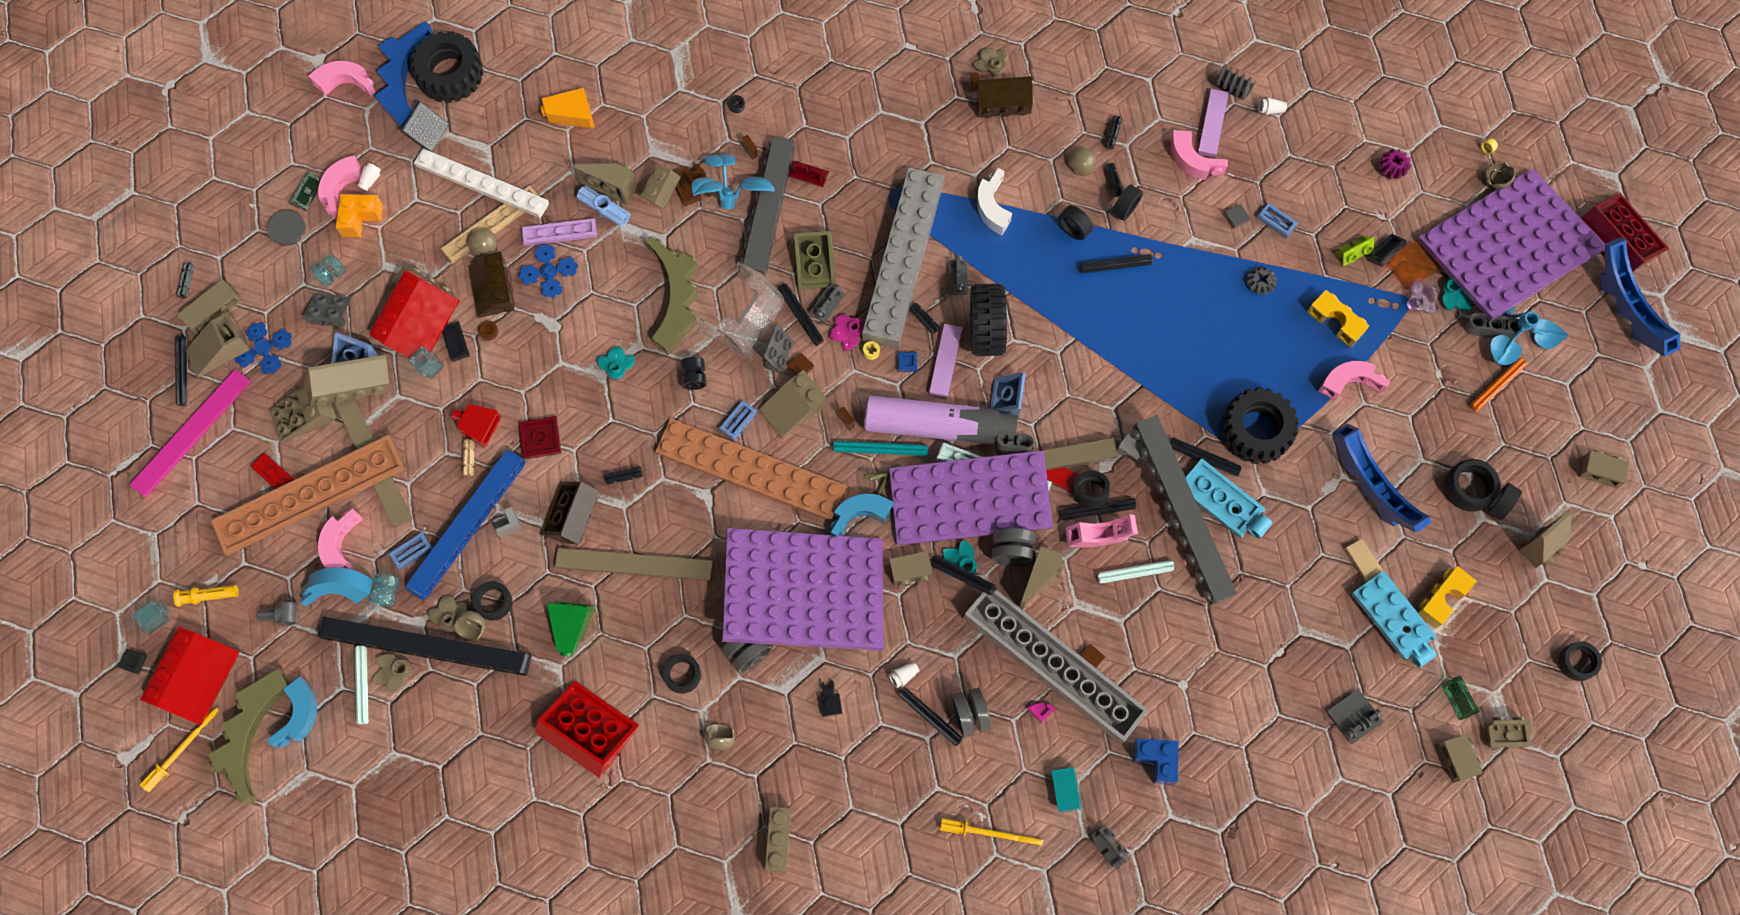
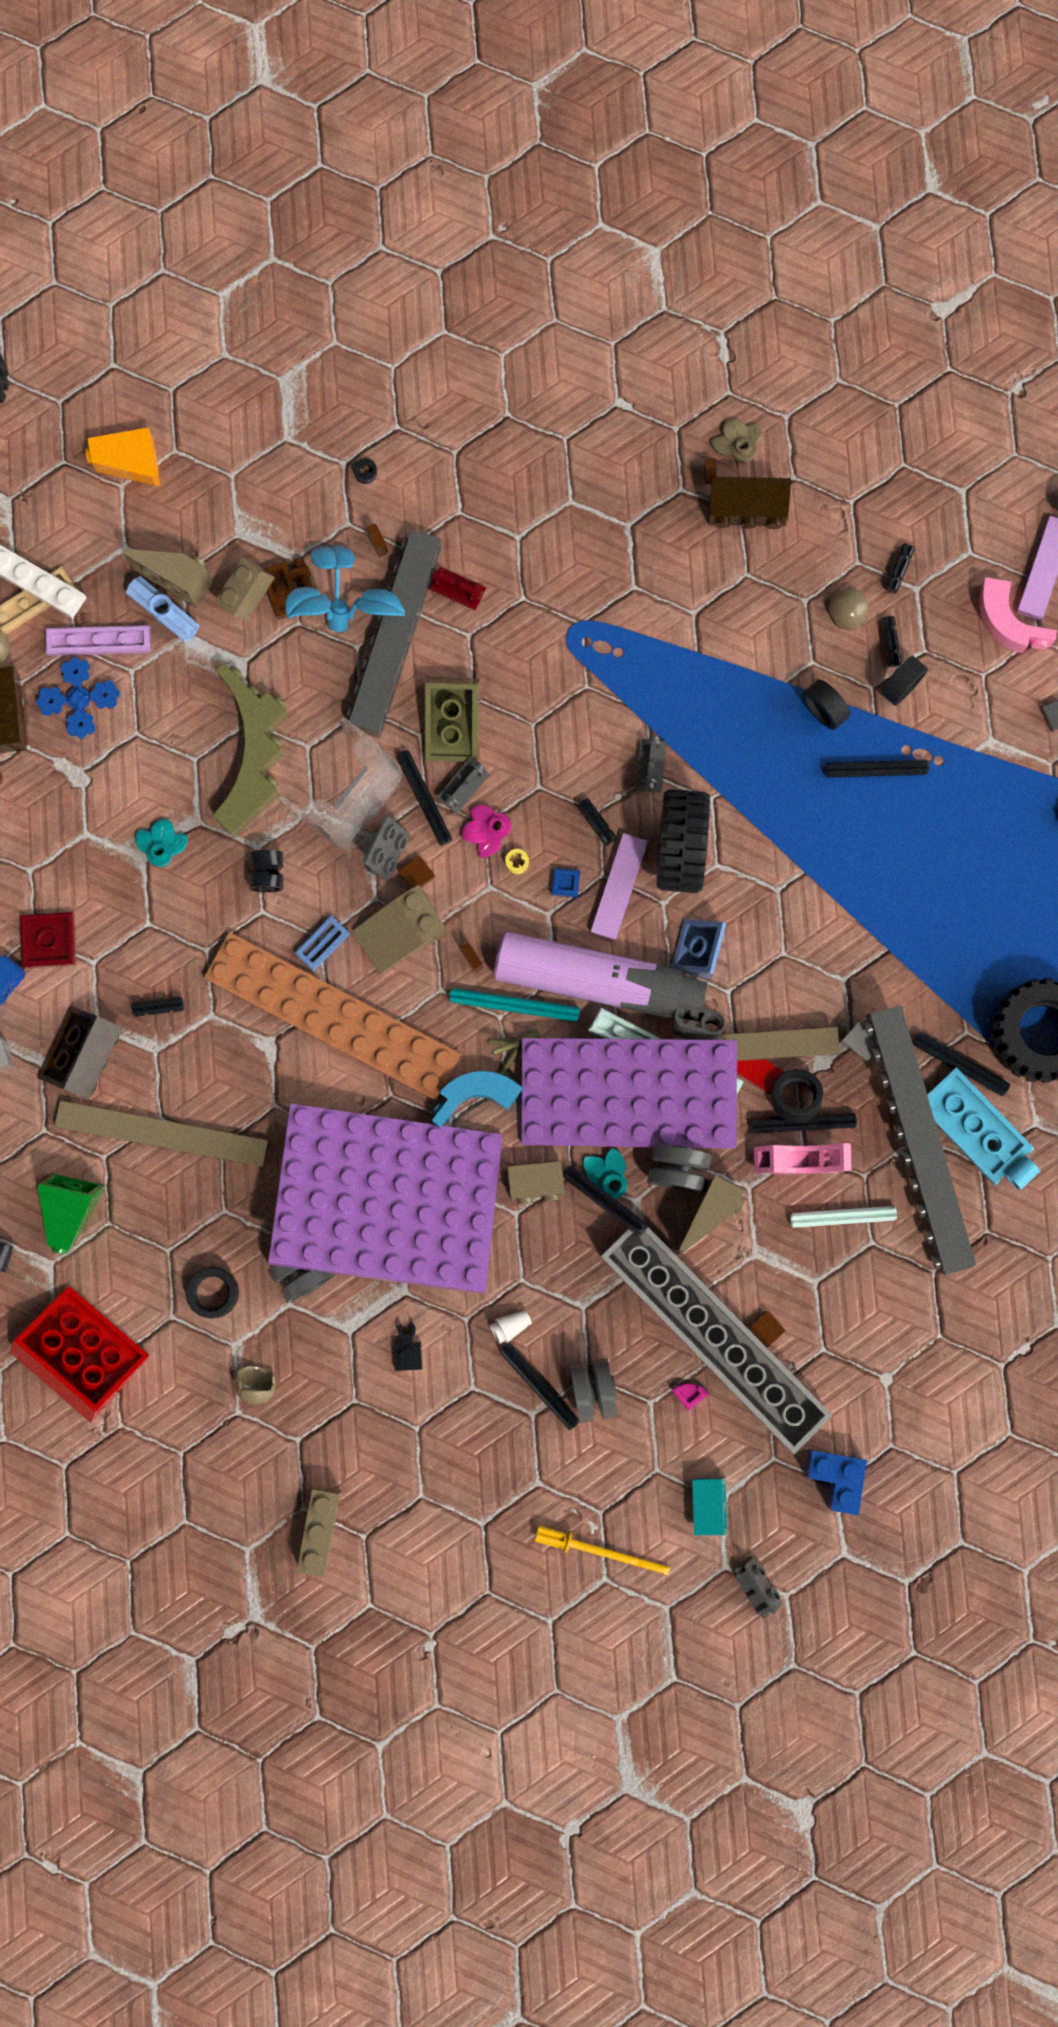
camera: 10 degrees right, 10 degrees up
(903, 258) = (577, 730): light grey brick -> none
(989, 211) = (708, 676): white arch -> none

